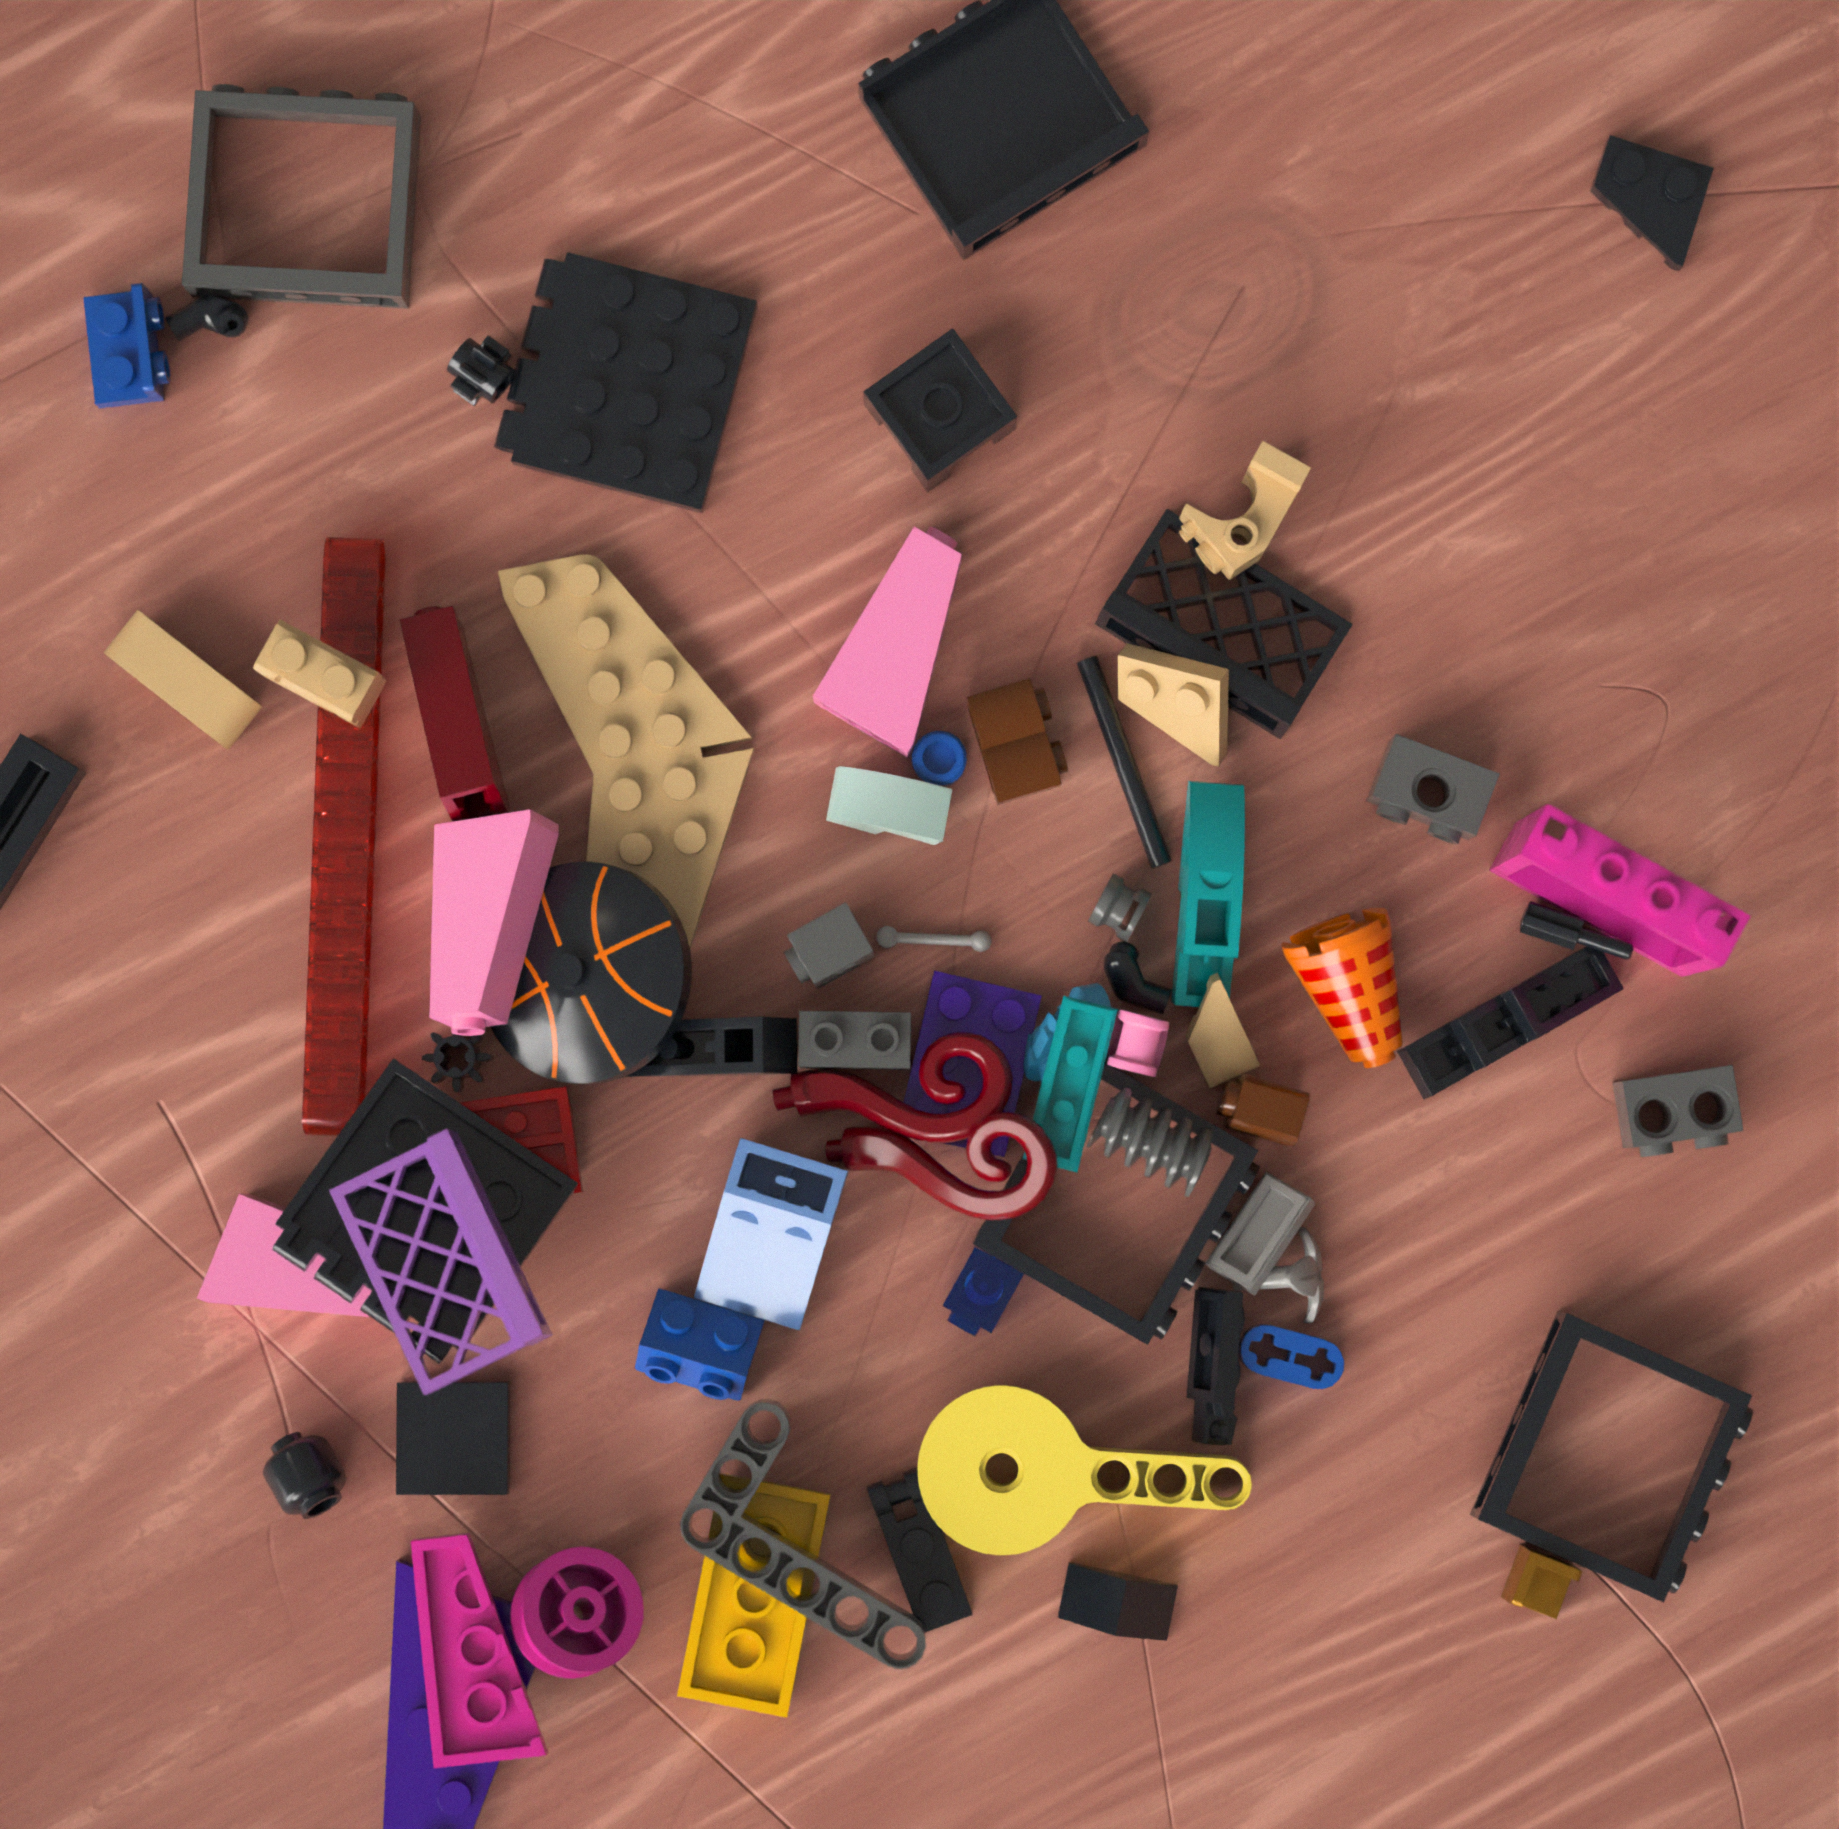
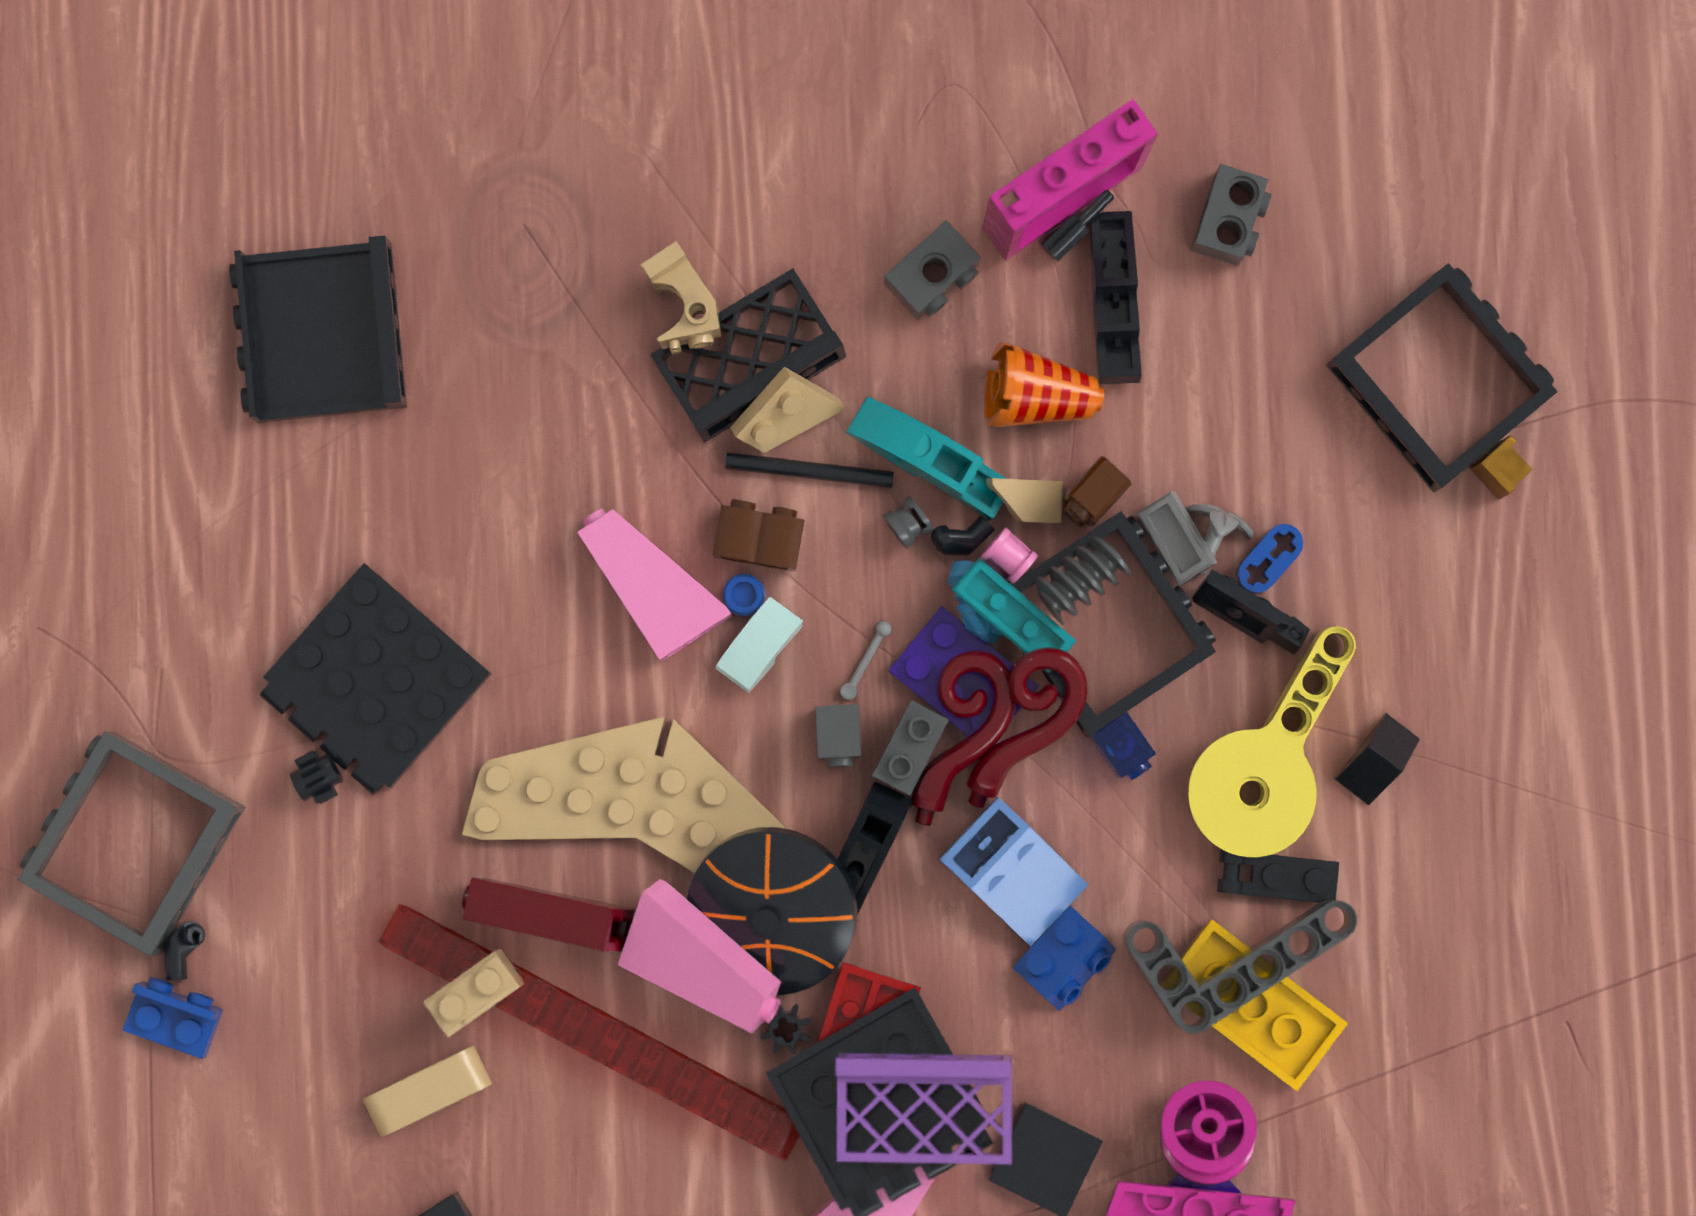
camera: 65 degrees left, 0 degrees up
(940, 408) = (503, 473): black panel -> none

